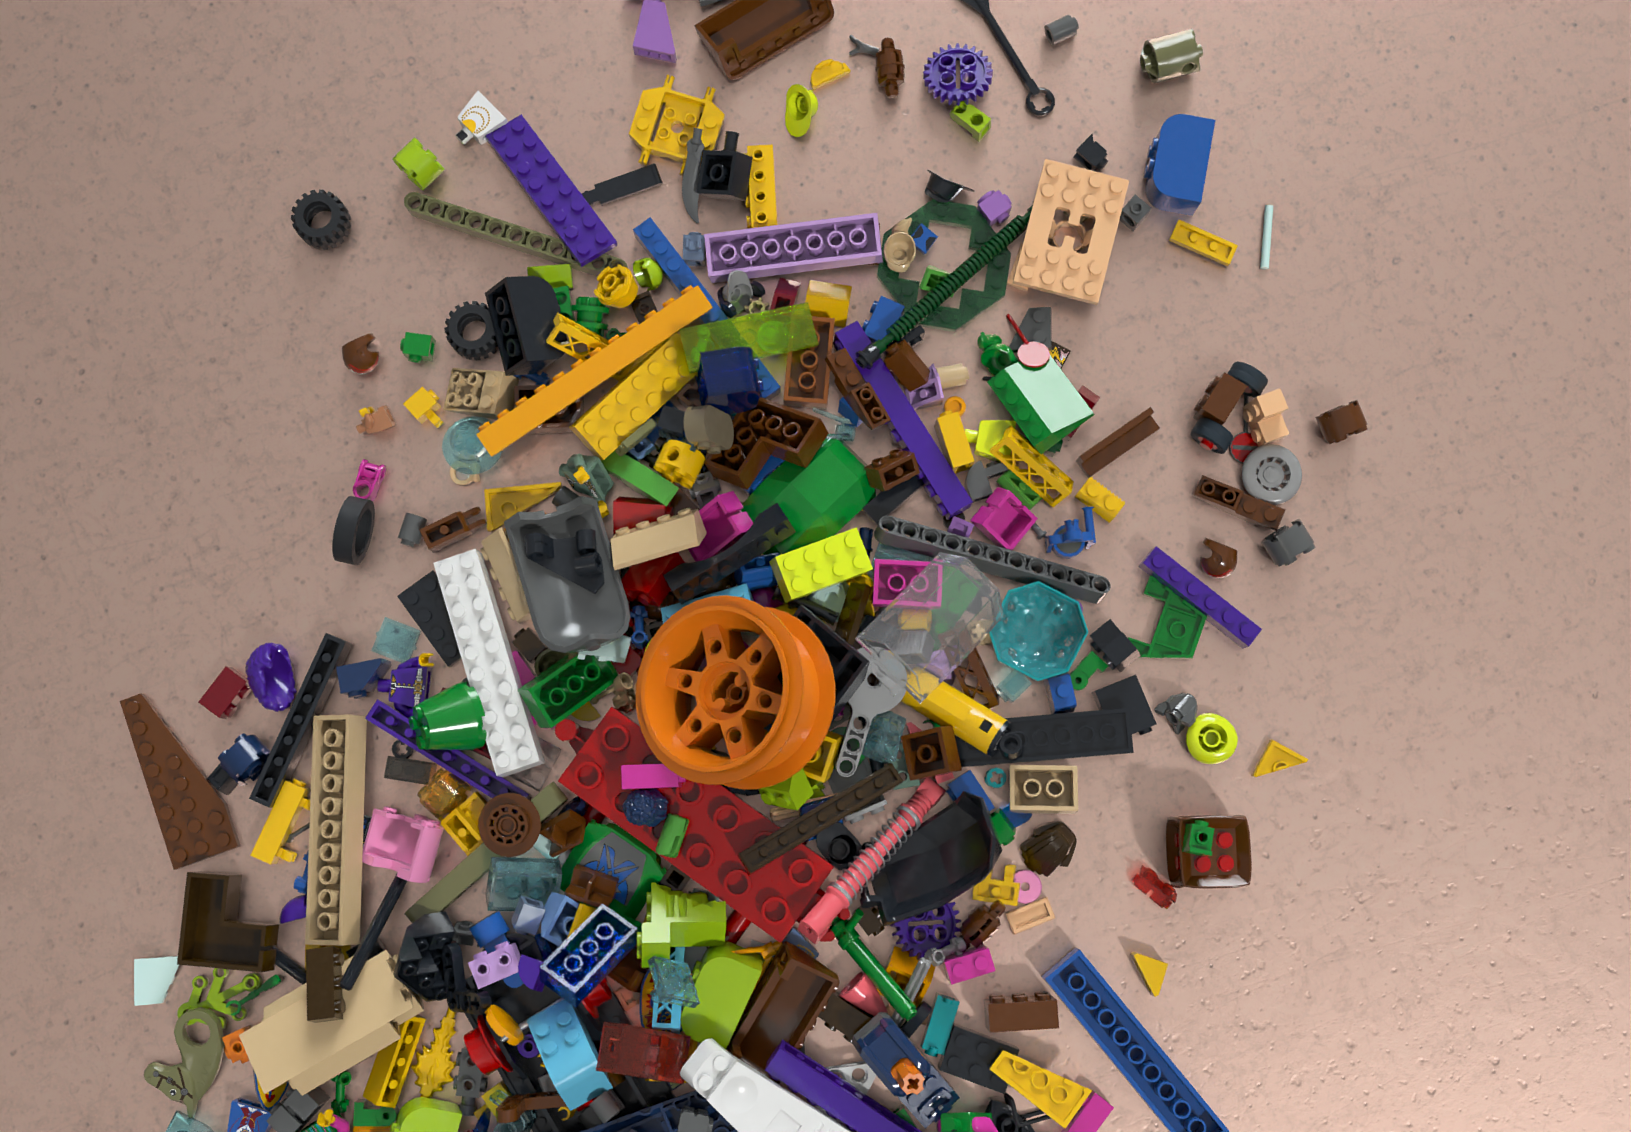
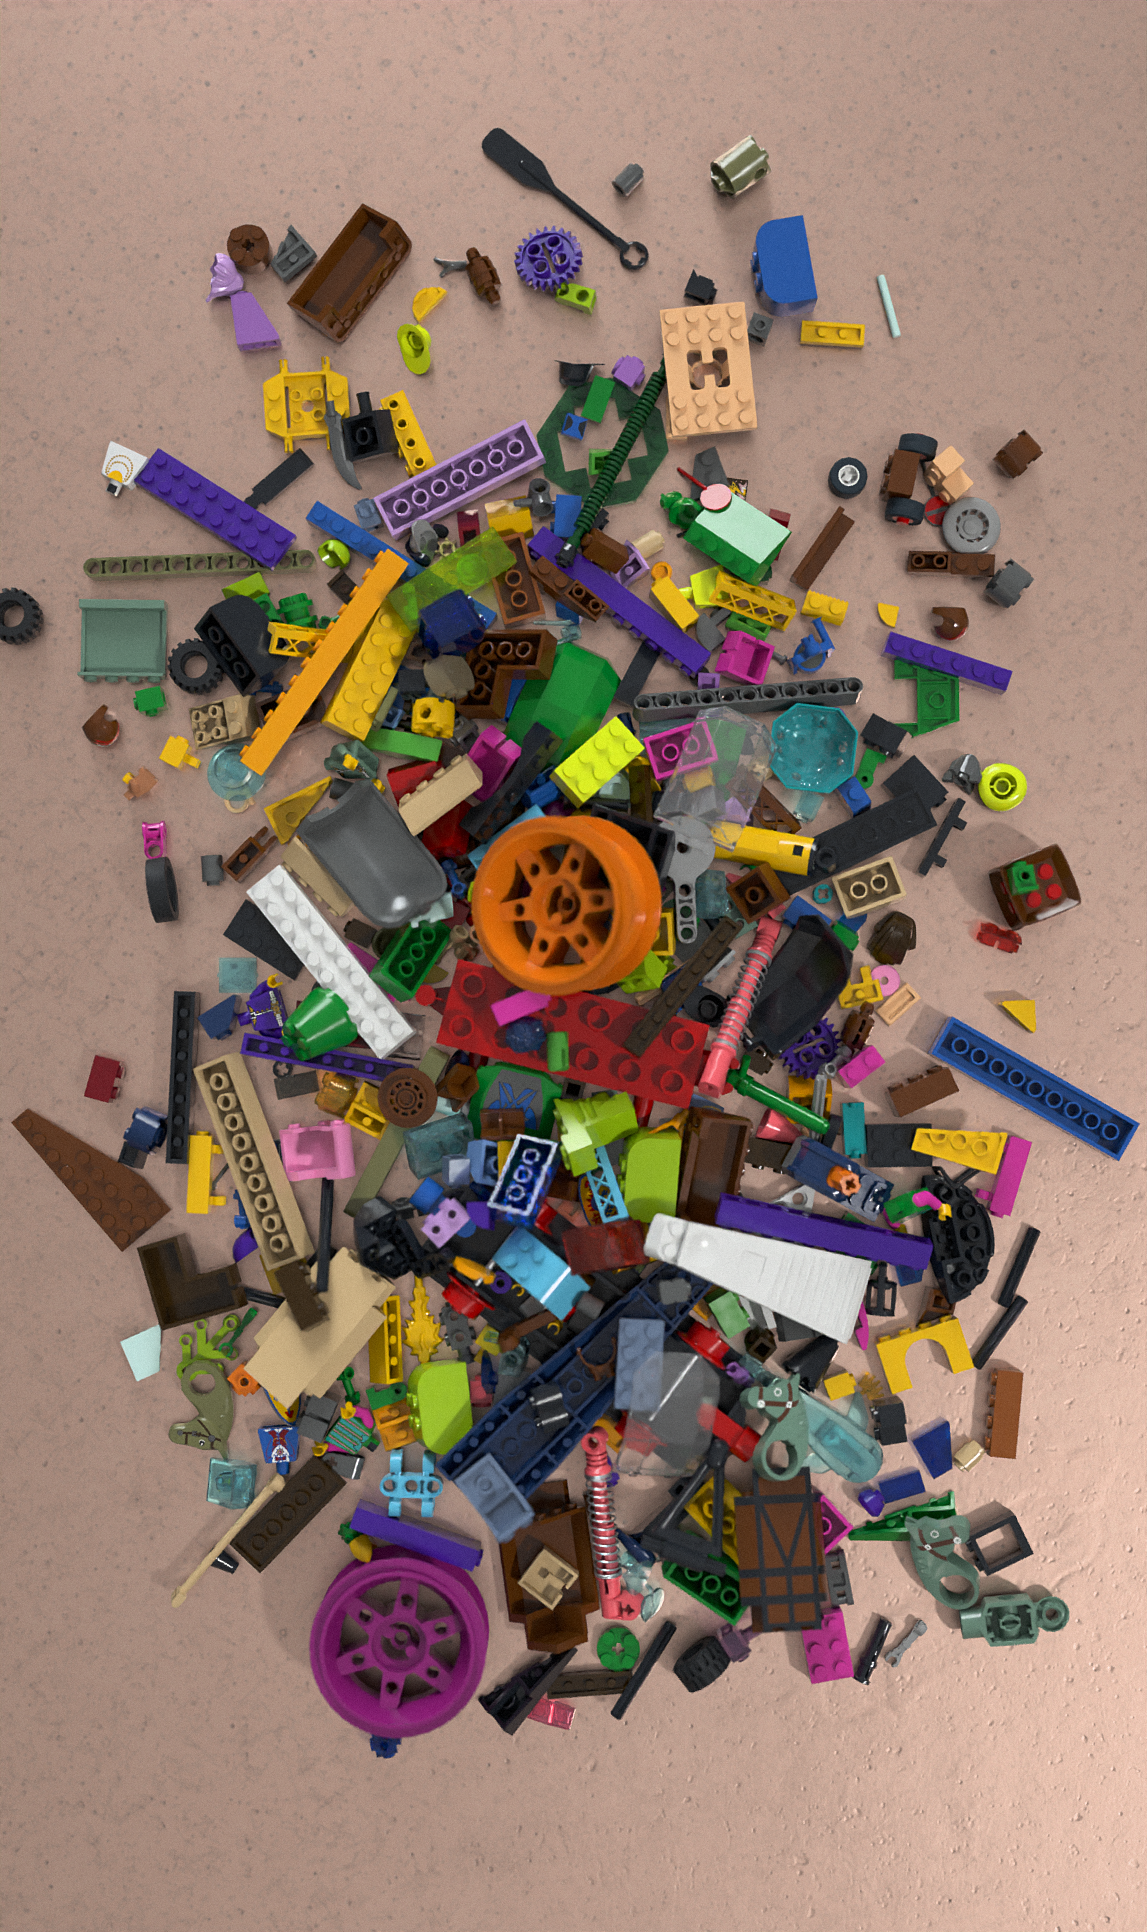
camera: 20 degrees left, 5 degrees up
(271, 676) = (139, 1048): dark purple hair -> none
(416, 280) = (123, 640): none -> sand green panel
(418, 164) = (83, 531): lime brick -> none
(569, 557) = (369, 840): black panel -> none
(616, 287) = (312, 577): yellow cone -> none
(672, 982) = (607, 1178): clear light blue plate -> none
(862, 292) = (537, 498): none -> dark grey piece
(892, 469) = (627, 651): reddish brown brick -> none
(900, 247) = (557, 443): tan hair -> none
(954, 221) = (597, 399): none -> green tile
(1148, 753) = (950, 821): none -> black hinge
(1160, 528) = (888, 614): none -> yellow tile
(1175, 380) = (847, 470): none -> black wheel
(1277, 758) = (1067, 781): yellow tile -> none

